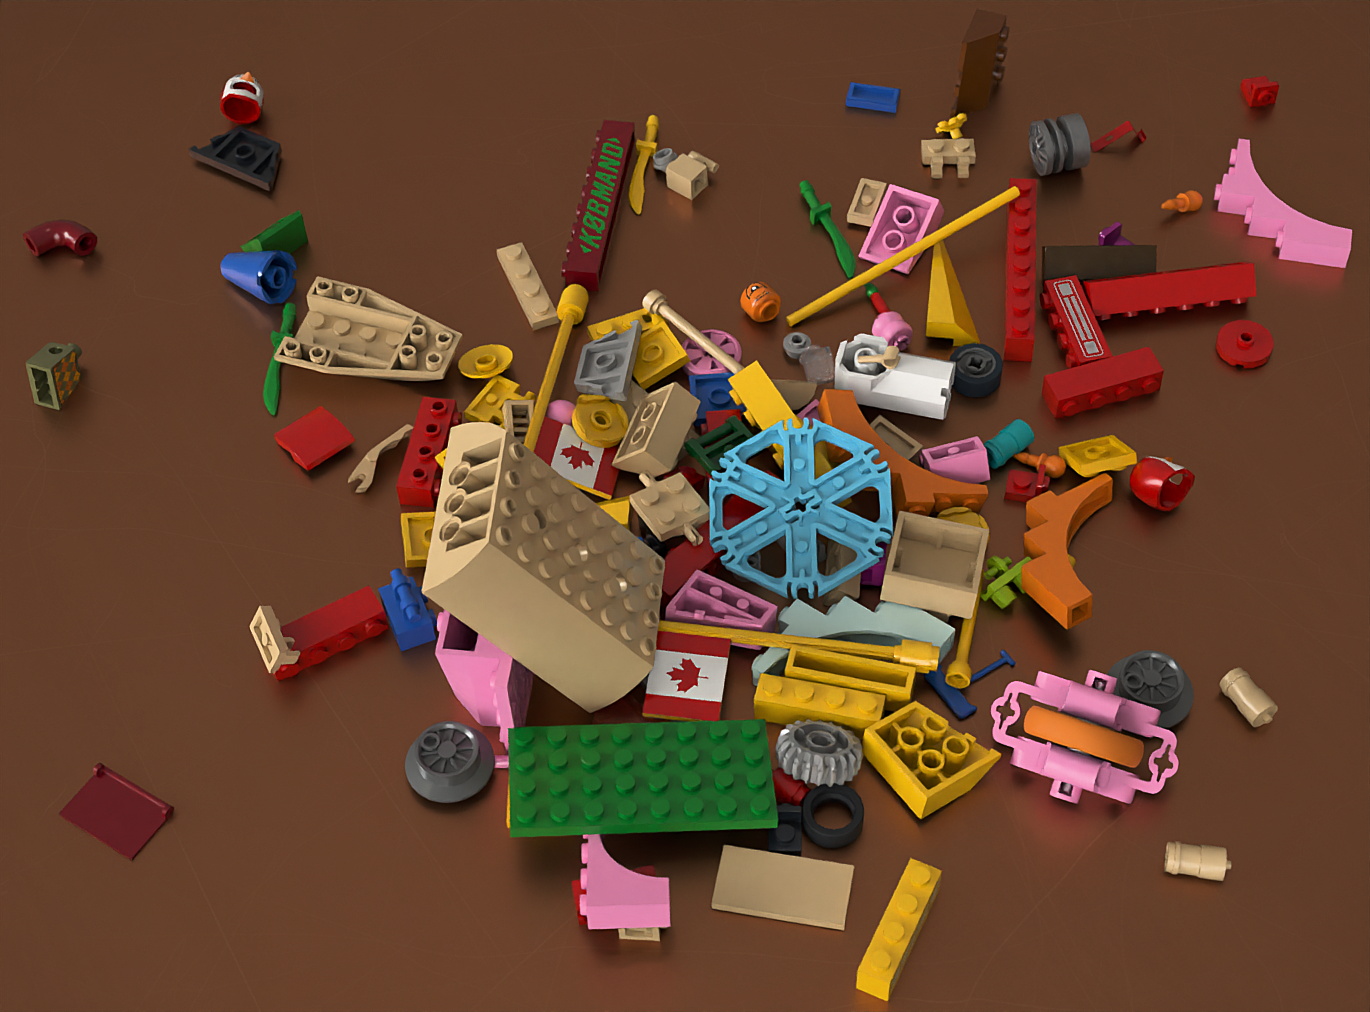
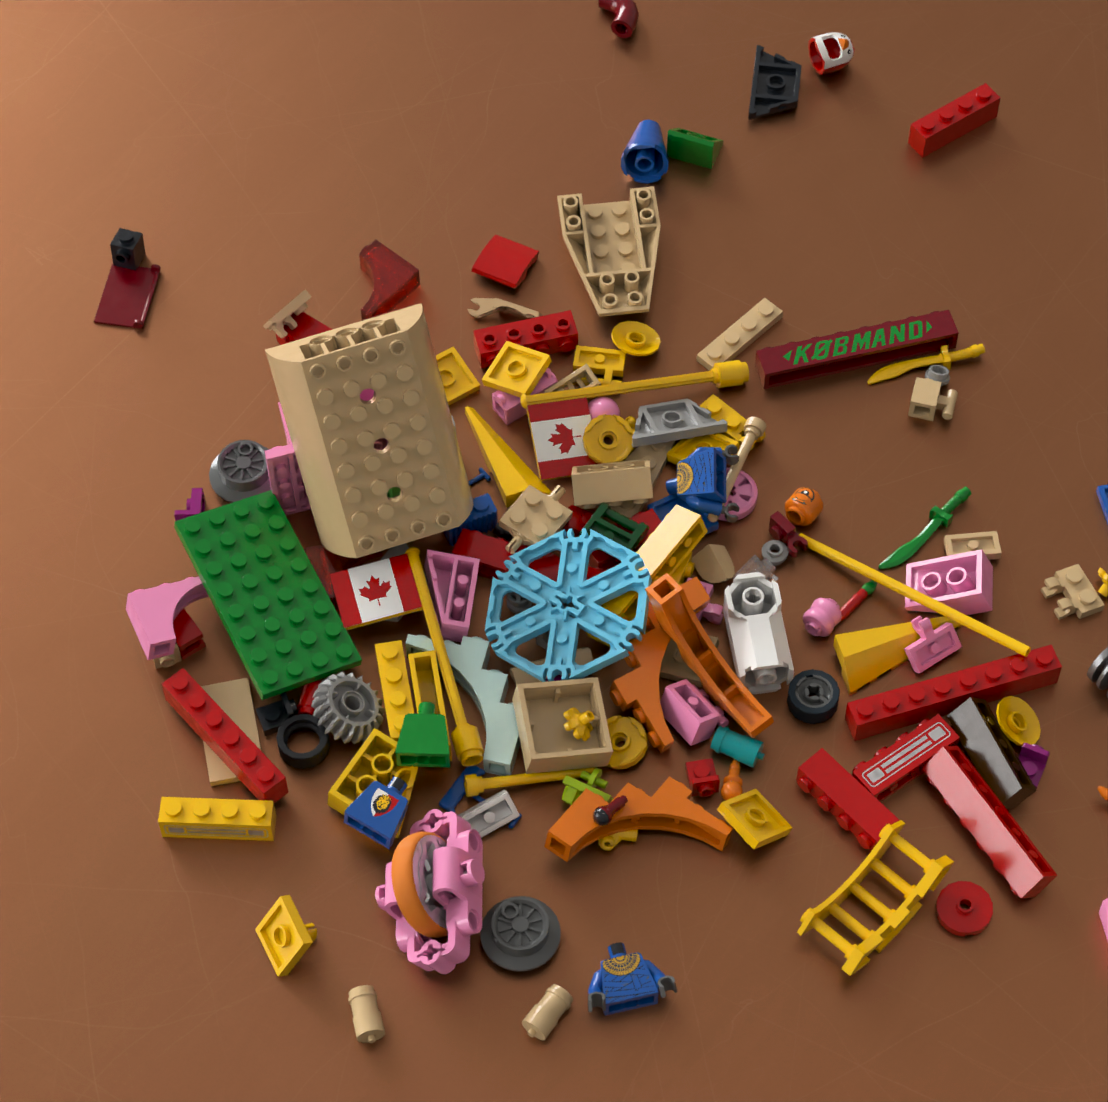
camera: 65 degrees right, 5 degrees up
(54, 373) = (481, 71): olive torso -> none
(58, 783) = (127, 249): none -> black brick
(268, 544) = (391, 278): none -> clear red arch
(272, 381) = (593, 198): green sword -> none
(384, 46) = (954, 120): none -> red brick
(474, 827) = (194, 505): none -> magenta bracket
(703, 355) = (703, 480): none -> blue torso
(779, 325) = (784, 531): none -> dark red plate
(803, 884) = (224, 737): none -> red brick
(888, 359) = (754, 612): tan hand -> none
(907, 681) = (423, 739): none -> green torso
(913, 420) = (702, 656): none -> orange arch
(940, 545) = (579, 723): none -> yellow plant
(963, 265) = (932, 645): none -> bright pink plate
(976, 753) = (379, 811): none -> blue torso
(992, 672) = (491, 813): none -> white slope
(1065, 556) = (604, 814): none -> piece
(1070, 236) = (1018, 721): none -> yellow dish
(1081, 903) = (285, 935): none -> yellow tile
(1153, 485) = (745, 876): red piece -> none
(1239, 617) = (627, 982): none -> blue torso
(1270, 418) = (894, 919): none -> yellow fence

